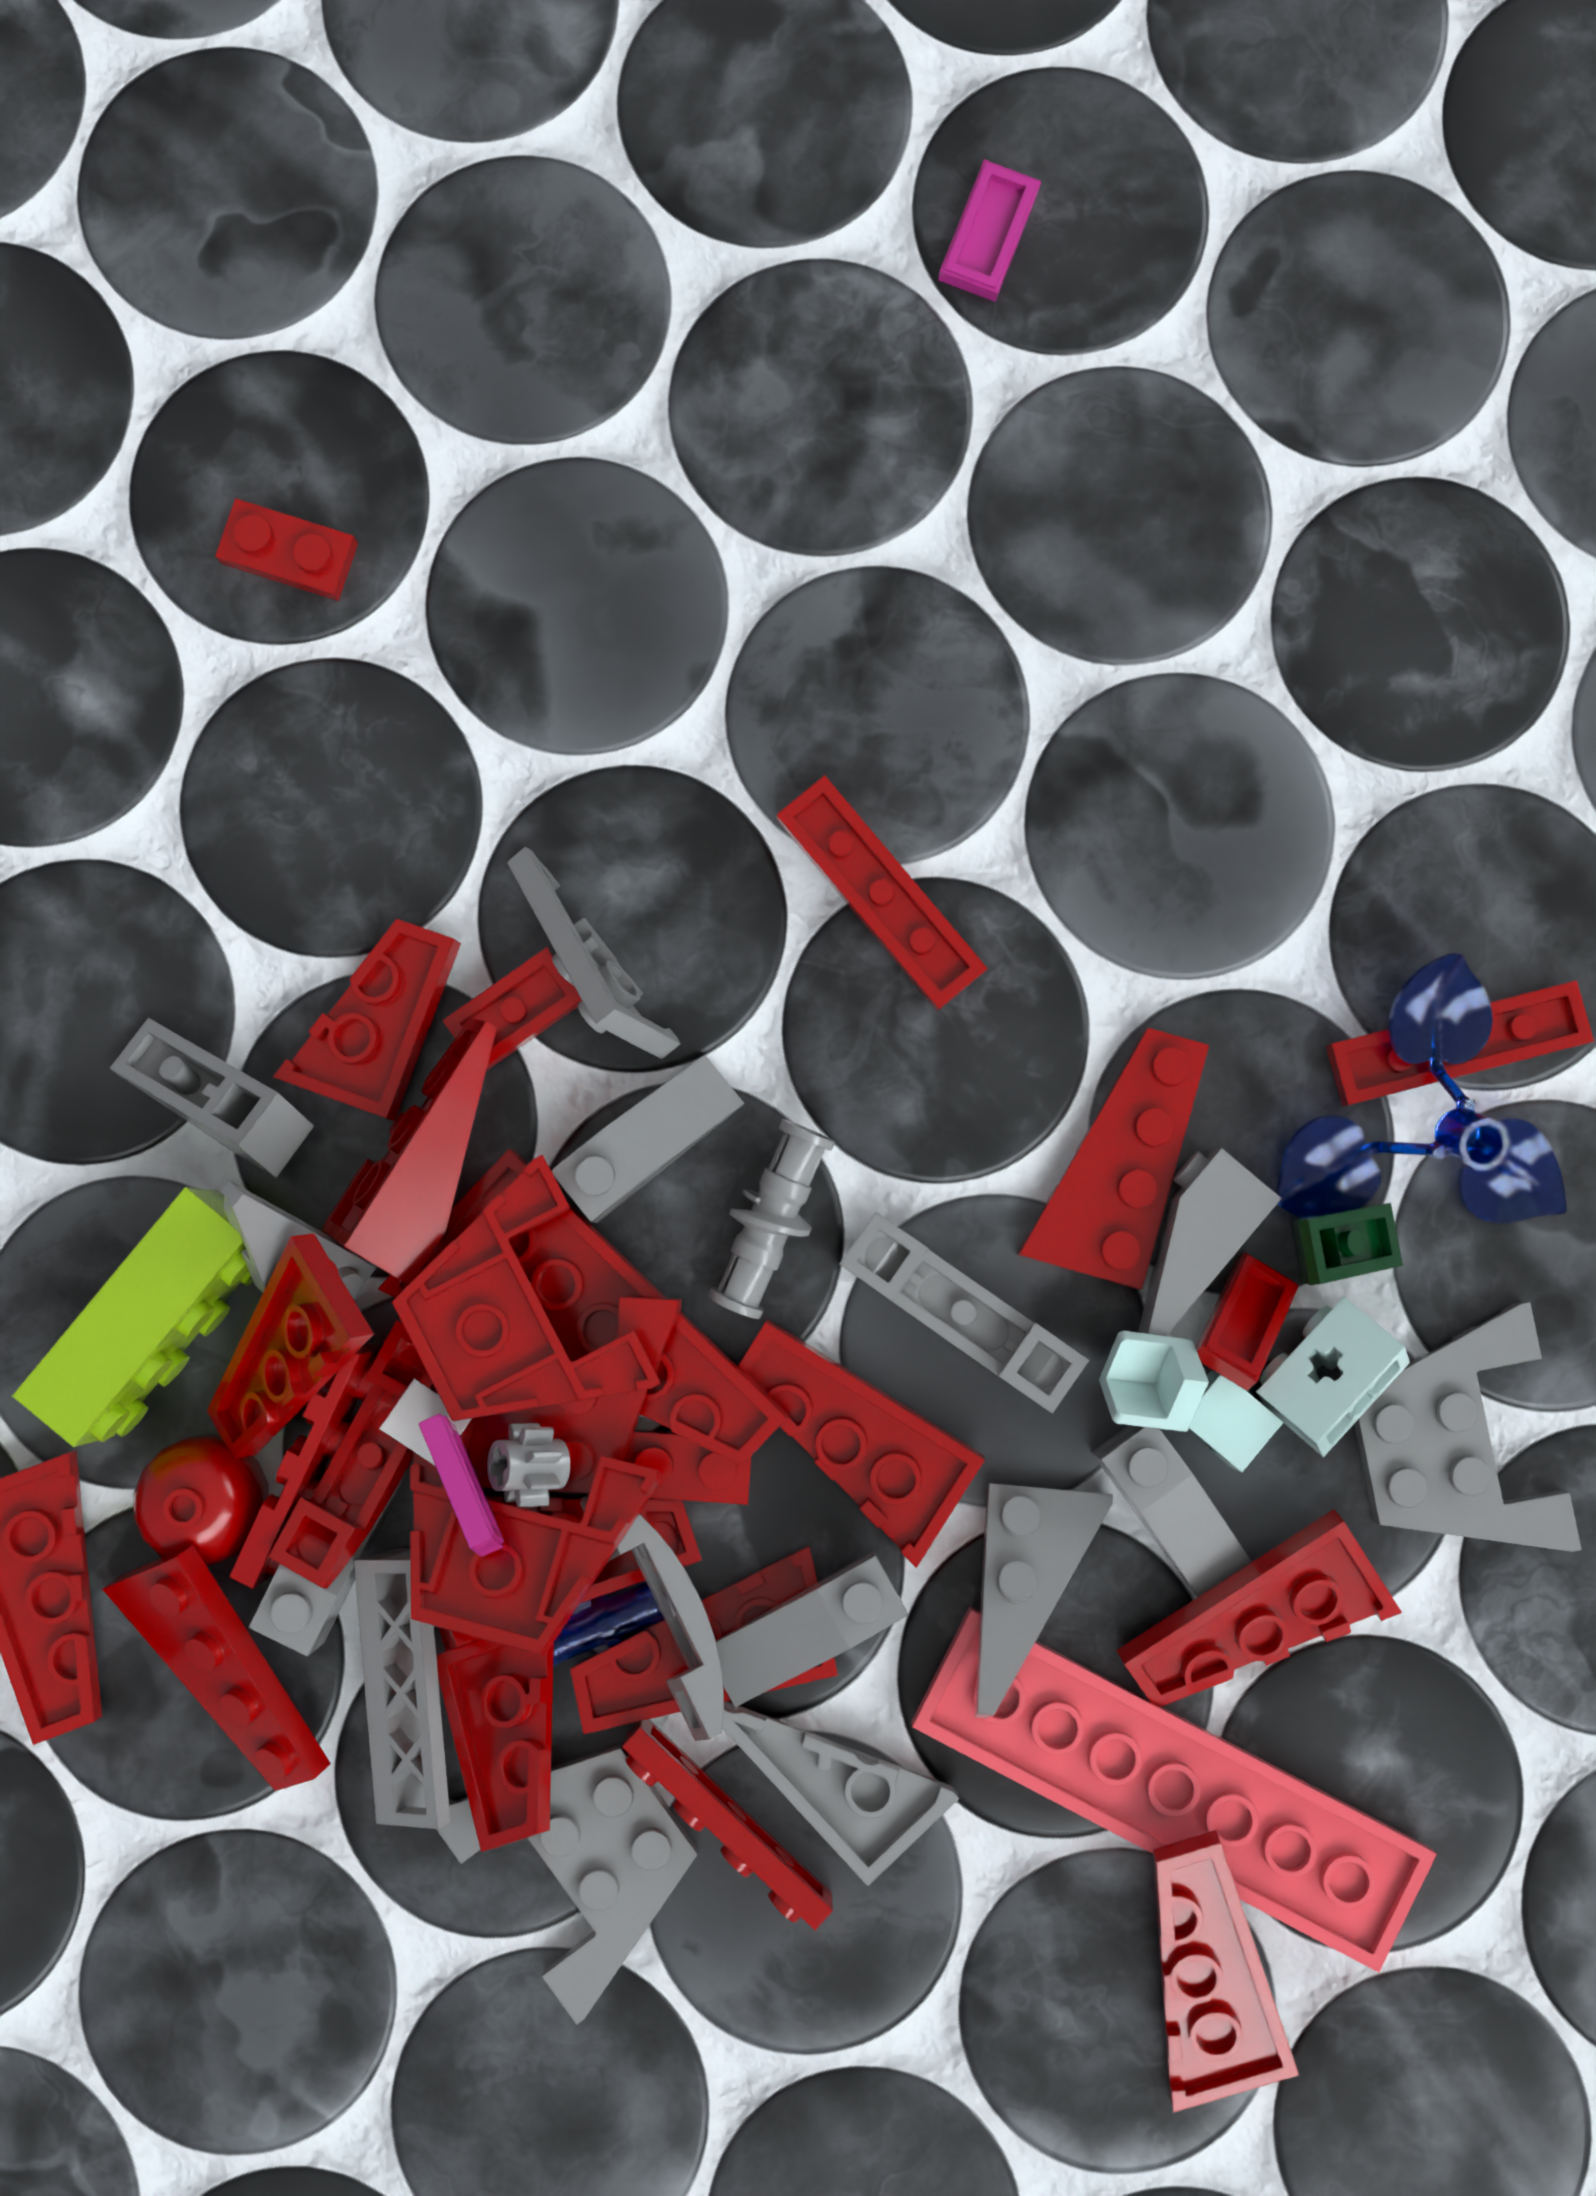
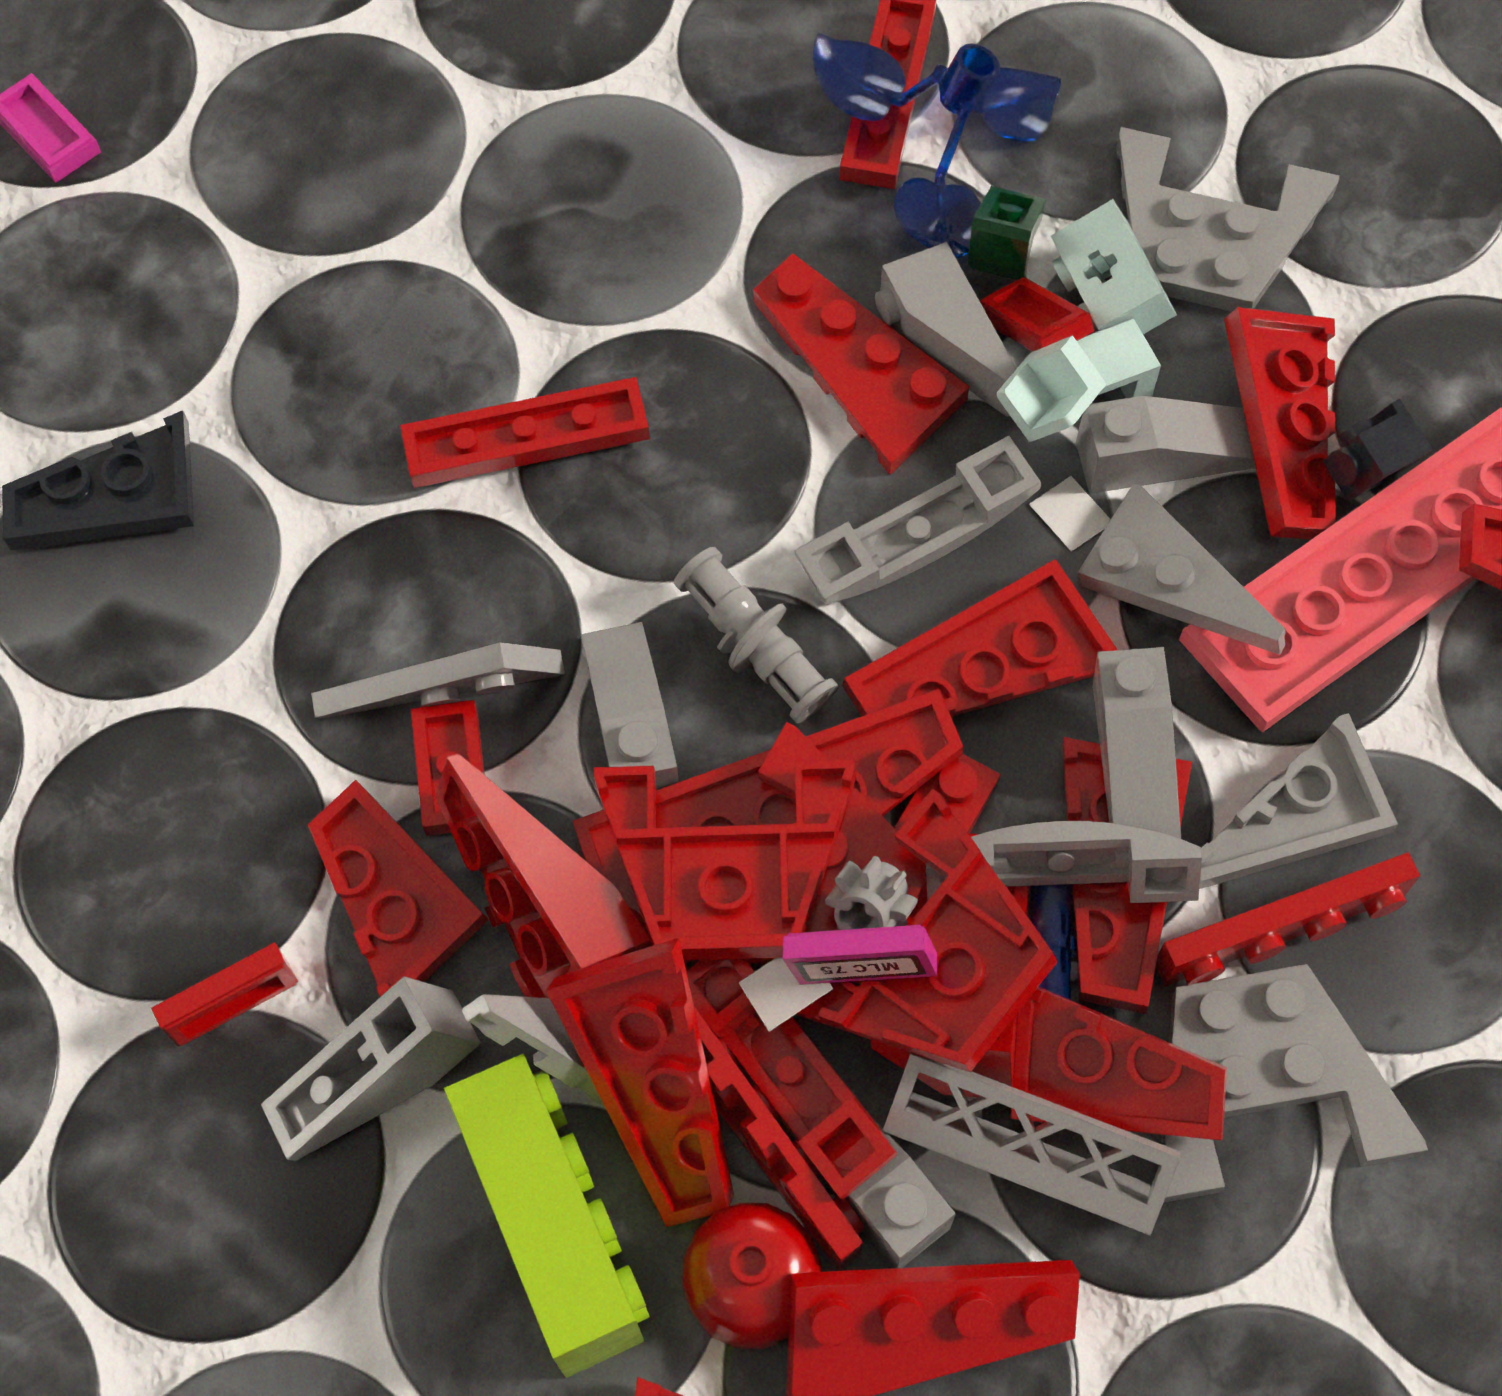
camera: 60 degrees left, 20 degrees down
(214, 938) = (225, 995): none -> red tile
(631, 548) = (118, 492): none -> black wing
(1059, 1446) = (1070, 513): none -> white sticker
(1254, 1718) = (1376, 450): none -> black brick

